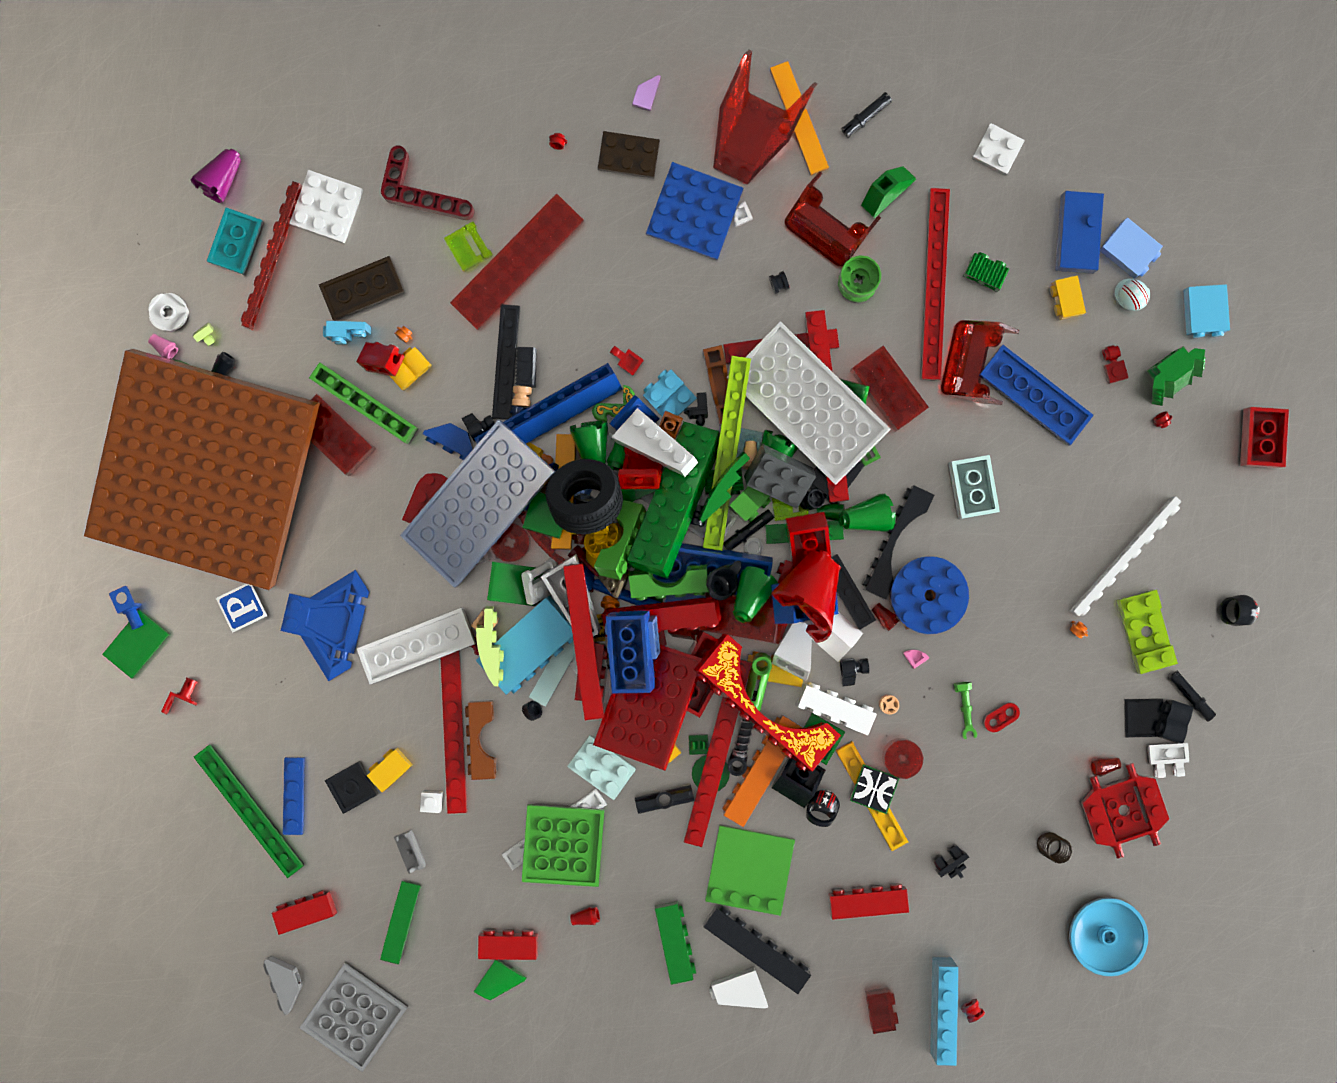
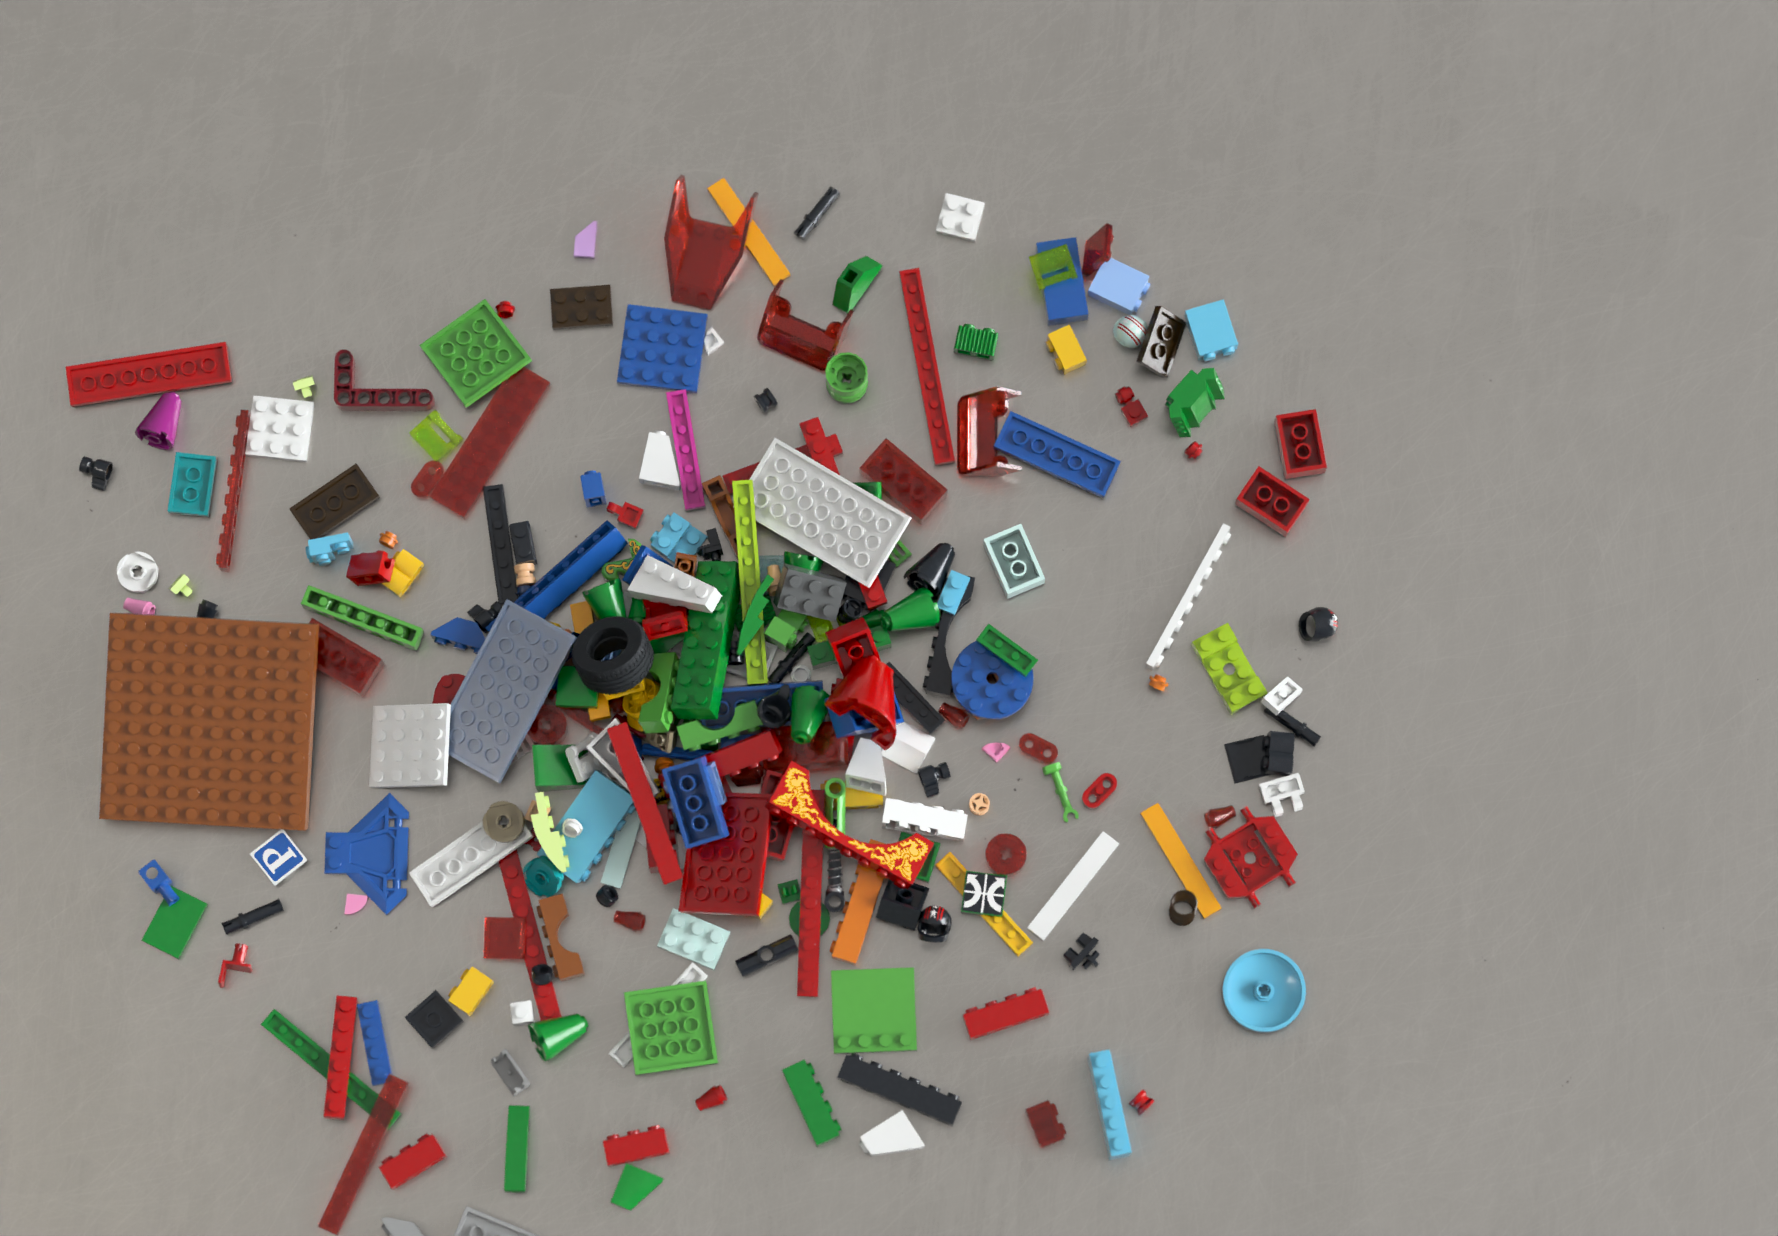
camera: 15 degrees left, 10 degrees down
(152, 207) = (100, 470): none -> black piece
(200, 657) = (253, 916): none -> black pin
(216, 127) = (148, 374): none -> red plate
(258, 804) = (340, 1057): none -> red plate
(261, 896) = (363, 1154): none -> clear red plate
(302, 664) = (354, 903): none -> bright pink tile
(357, 170) = (304, 384): none -> yellowish green tile
(382, 532) = (409, 745): none -> white plate
(430, 728) = (504, 938): none -> clear red tile
(440, 622) = (494, 815): none -> dark tan plate
(451, 285) = (427, 479): none -> clear red plate
(456, 771) = (541, 974): none -> black tile
(458, 828) = (556, 1034): none -> green cone
(475, 673) = (543, 867): none -> teal plate
(512, 646) = (571, 828): none -> white plate
(521, 176) = (475, 353): none -> bright green plate
(549, 738) = (631, 920): none -> clear red cone
(601, 330) = (593, 489): none -> blue brick
(668, 319) = (659, 463): none -> white slope
(695, 312) = (685, 450): none -> dark pink plate
(896, 477) = (931, 569): none -> black cone
(911, 505) = (953, 592): none -> medium azure plate
(950, 574) = (1007, 650): none -> green plate
(954, 665) = (1038, 748): none -> clear red plate
(956, 798) = (1073, 886): none -> white tile
(1059, 795) = (1180, 859): none -> light orange tile
(1073, 212) = (1051, 261): none -> clear neon green plate
(1121, 210) = (1097, 249): none -> clear red tile
(1158, 311) = (1161, 341): none -> dark brown plate
(1189, 669) = (1281, 695): none -> white plate
(1225, 485) = (1272, 501): none -> red brick

